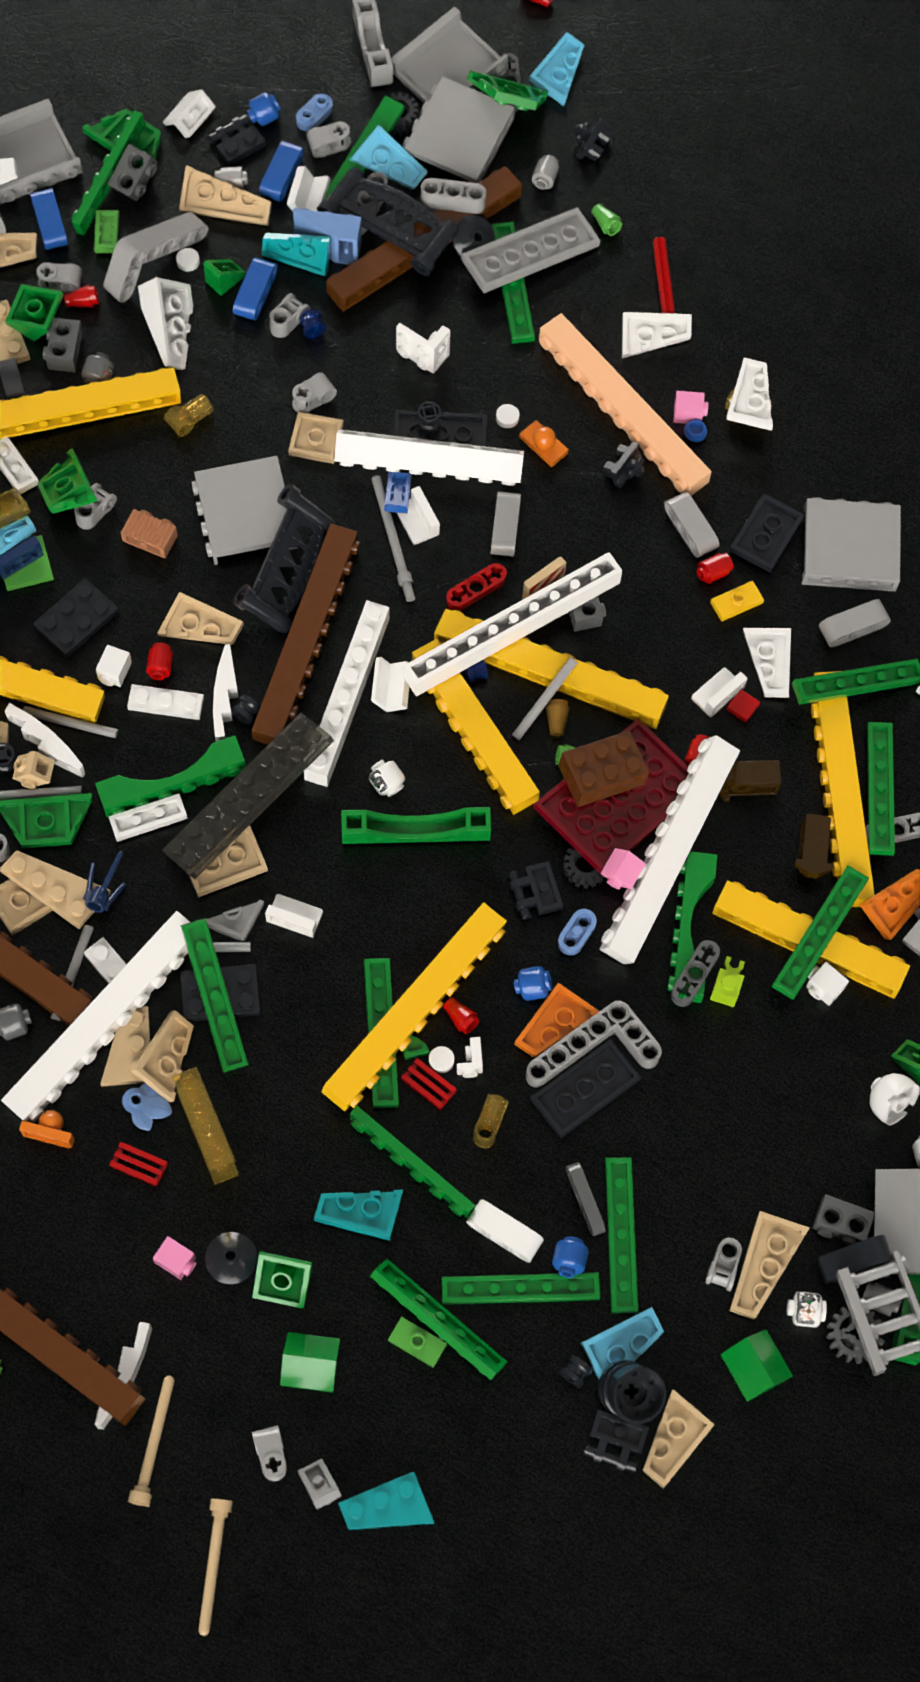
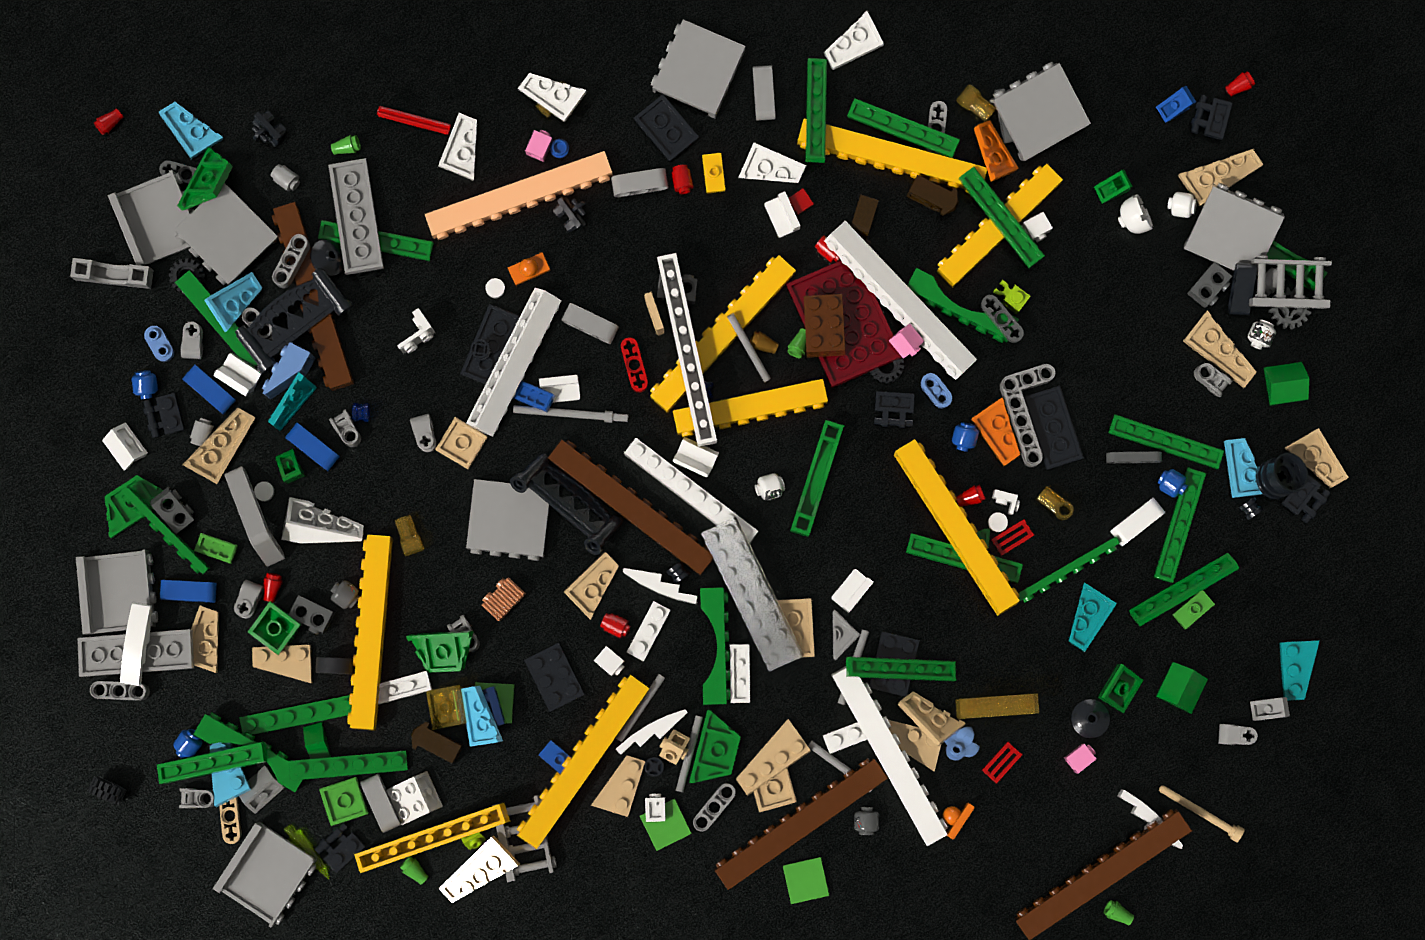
camera: 65 degrees left, 15 degrees up
(98, 898) = (795, 728): dark blue plant -> none
(220, 1510) = (1262, 781): tan piece -> none

